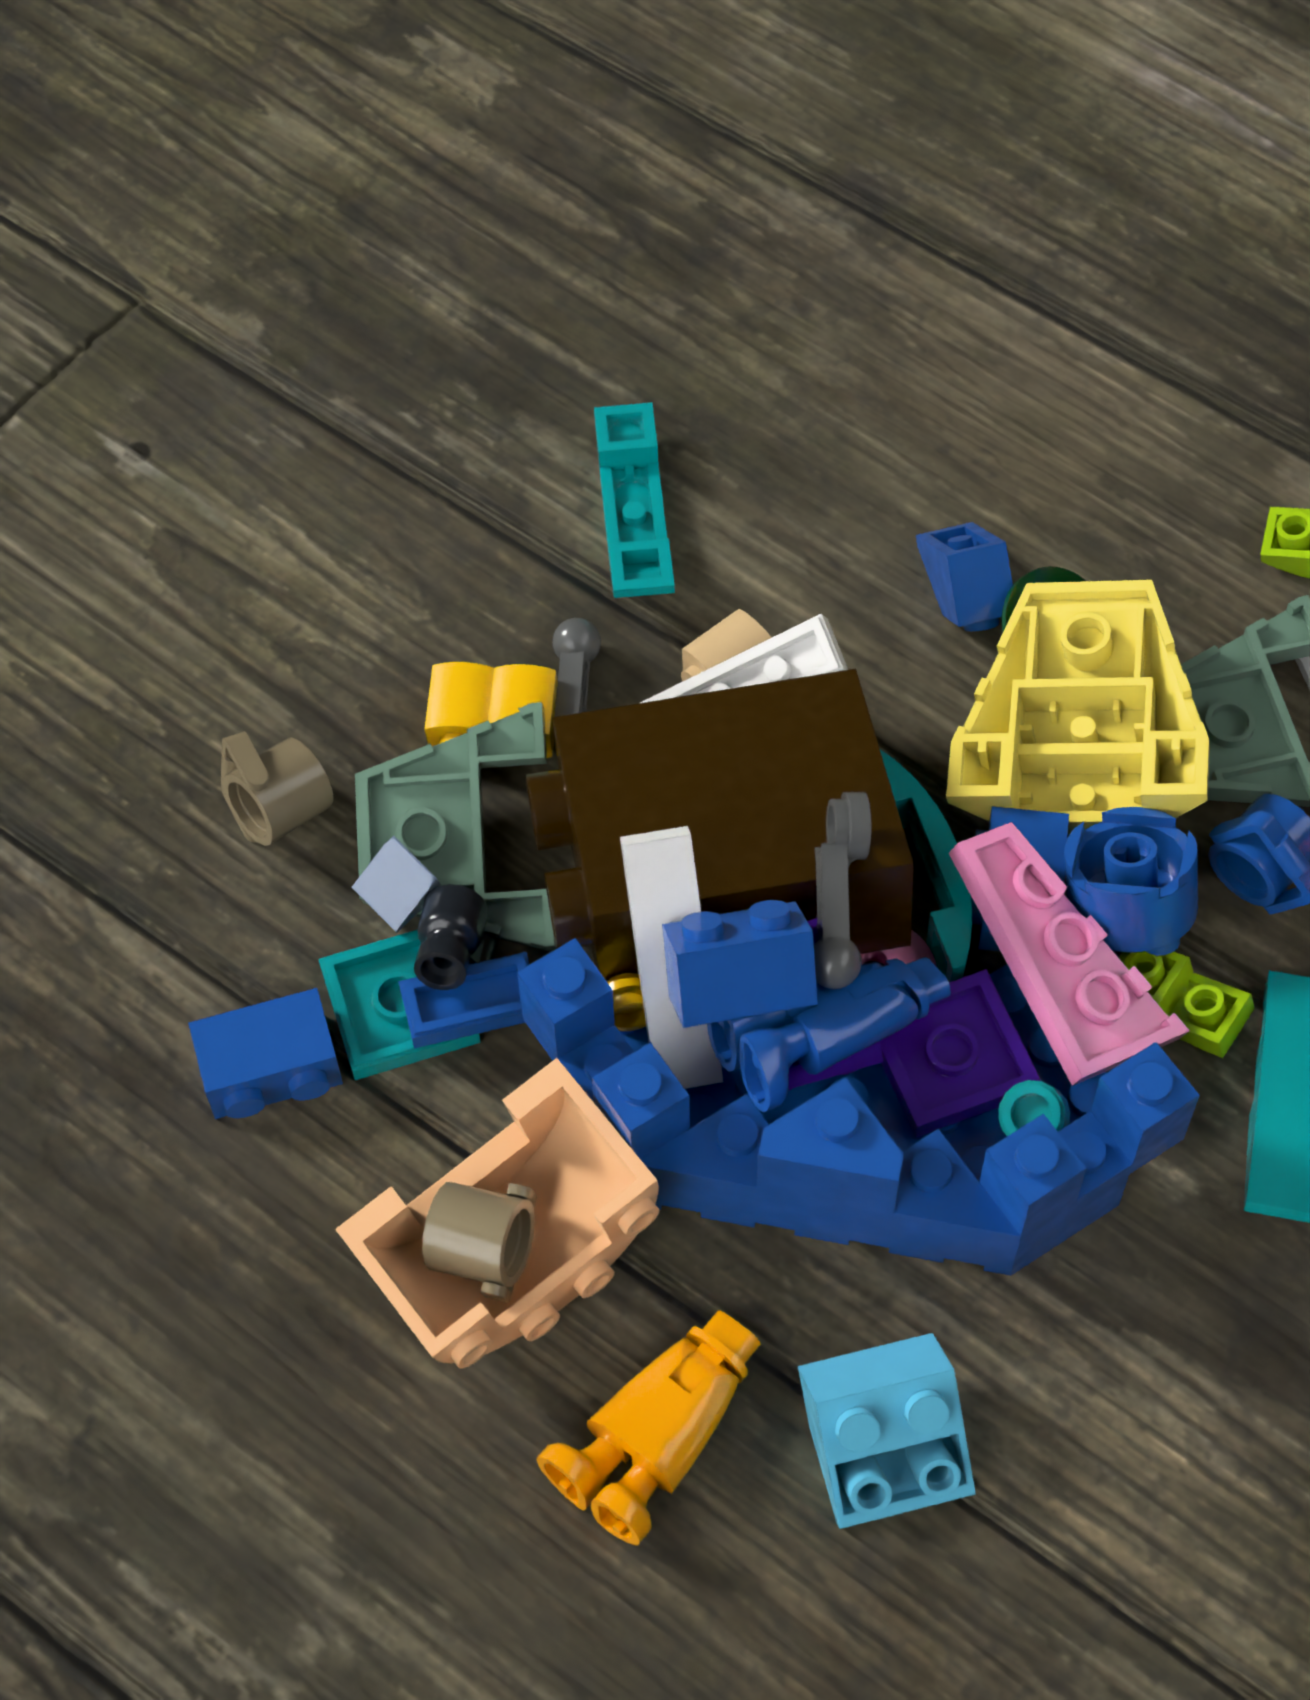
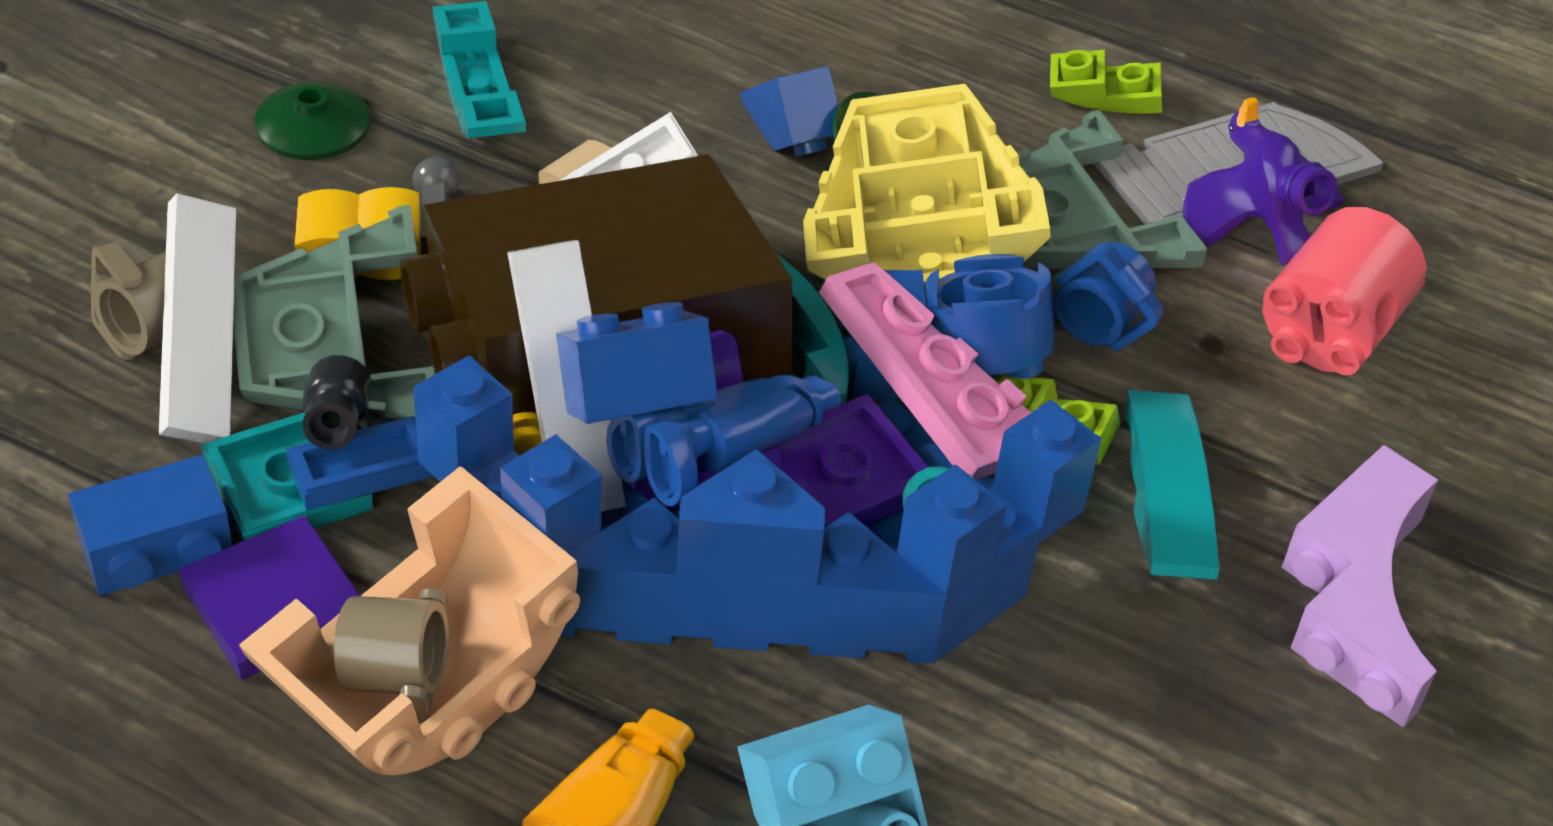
camera: 15 degrees left, 15 degrees down
(322, 822) = (197, 320): none -> white tile
(375, 1136) = (258, 579): none -> dark purple tile
(395, 884) = (276, 366): slope -> none
(459, 562) = (312, 120): none -> dark green dish
(848, 840) = (725, 257): dark grey piece -> none

